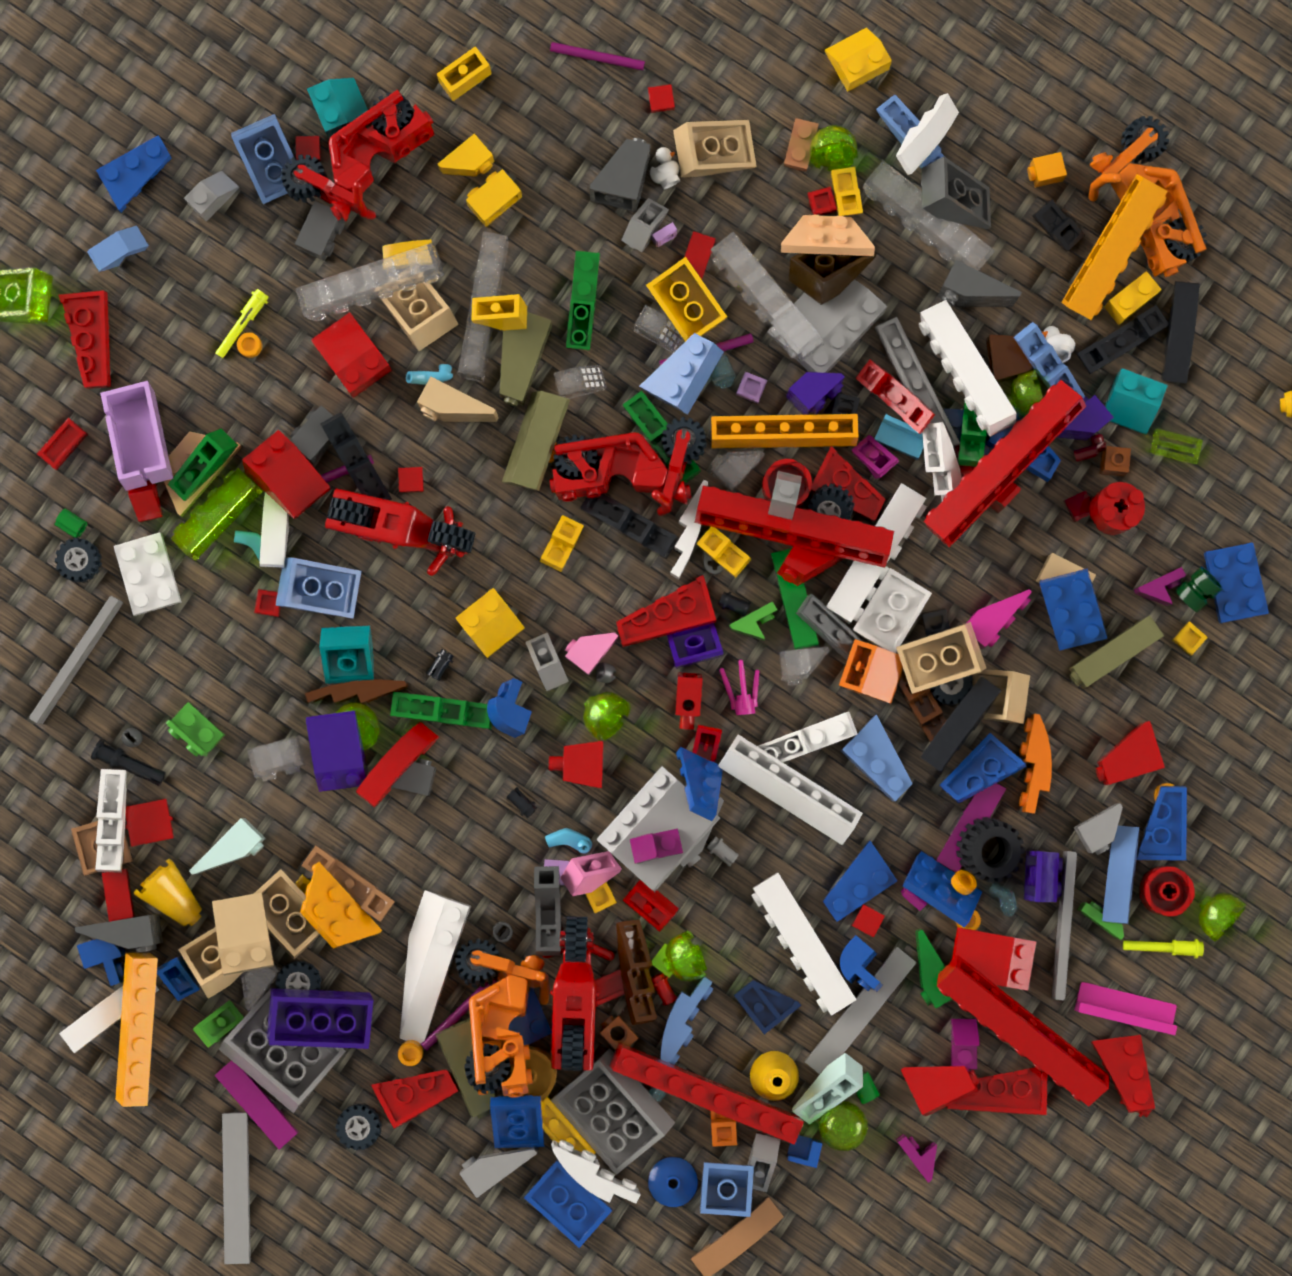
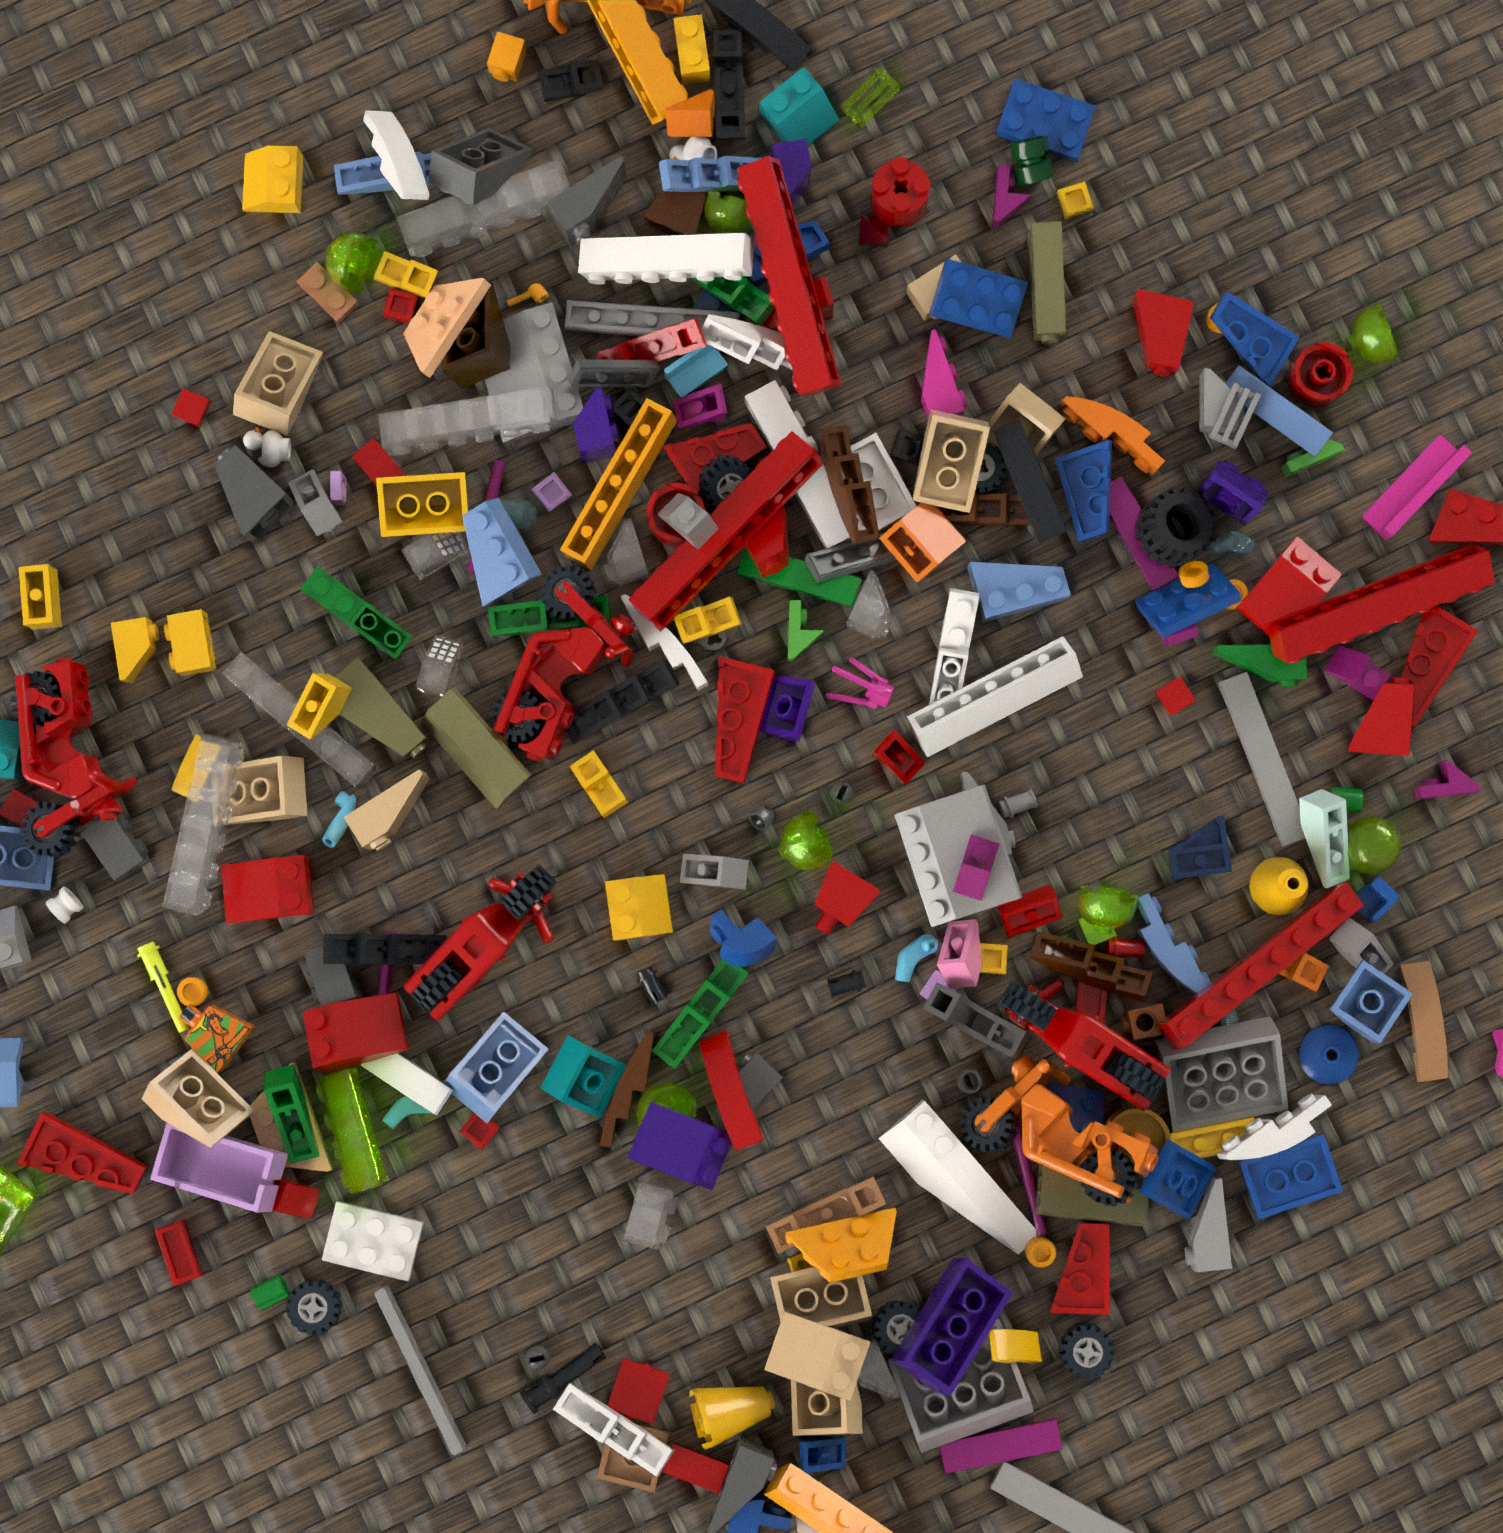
camera: 60 degrees left, 0 degrees up
(173, 392) = (196, 1100): none -> tan slope
(195, 730) = (568, 1285): bright green bracket -> none
(218, 1024) = (894, 1437): bright green slope -> none
(228, 379) = (215, 1034): none -> torso
(234, 845) = (716, 1311): light aqua slope -> none
(258, 220) = (64, 905): none -> white wheel
(331, 1072) = (1015, 1346): none -> yellow slope
(411, 479) = (438, 903): red tile -> none
(589, 650) = (729, 820): bright pink slope -> none
(597, 56) = (105, 448): magenta bar -> none
(657, 725) = (848, 794): none -> dark grey hinge
(688, 688) = (828, 739): red torso -> none
(702, 782) = (938, 782): blue wing -> none
(734, 603) = (767, 642): black pin -> none
(803, 943) = (1162, 776): white brick -> none
(854, 961) = (1209, 734): blue brick -> none
(861, 380) = (613, 373): none -> dark grey tile
(861, 882) = (1132, 682): blue wing -> none
(880, 594) = (846, 482): none -> reddish brown slope
(889, 290) = (535, 291): none -> light orange hand
(1064, 926) = (1297, 500): light grey tile -> none
(1083, 327) = (692, 116): none -> orange slope
(1091, 451) = (825, 184): dark red arm -> none
(1115, 461) = (849, 167): dark orange brick -> none
(1119, 843) = (1245, 393): none -> light grey tile
(1186, 948) = (1382, 400): neon yellow pin -> none

